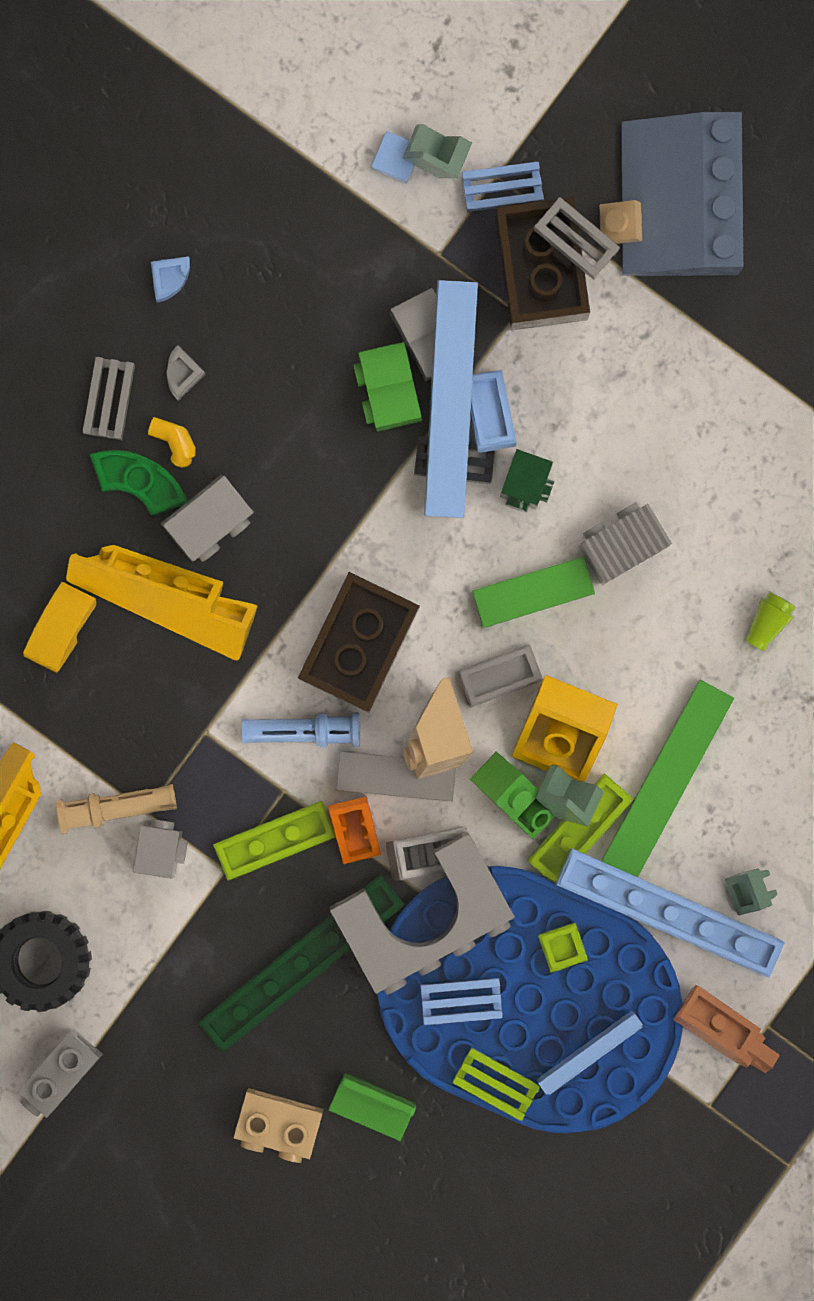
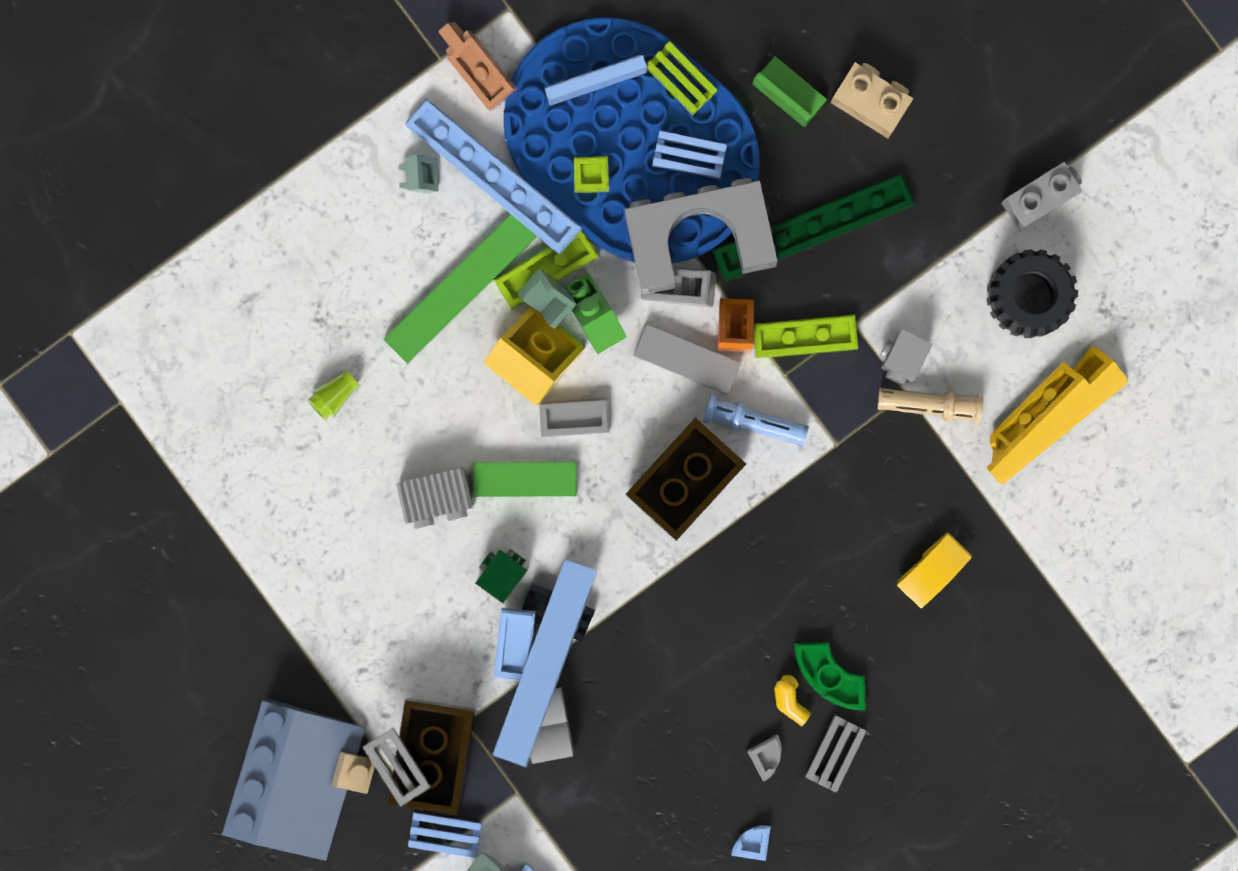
camera: 160 degrees left, 0 degrees up
(166, 596) = (835, 569): yellow wedge -> none
(207, 519) = (782, 623): light grey brick -> none
(389, 387) = (594, 690): bright green brick -> none
(439, 737) = (642, 381): tan slope -> none

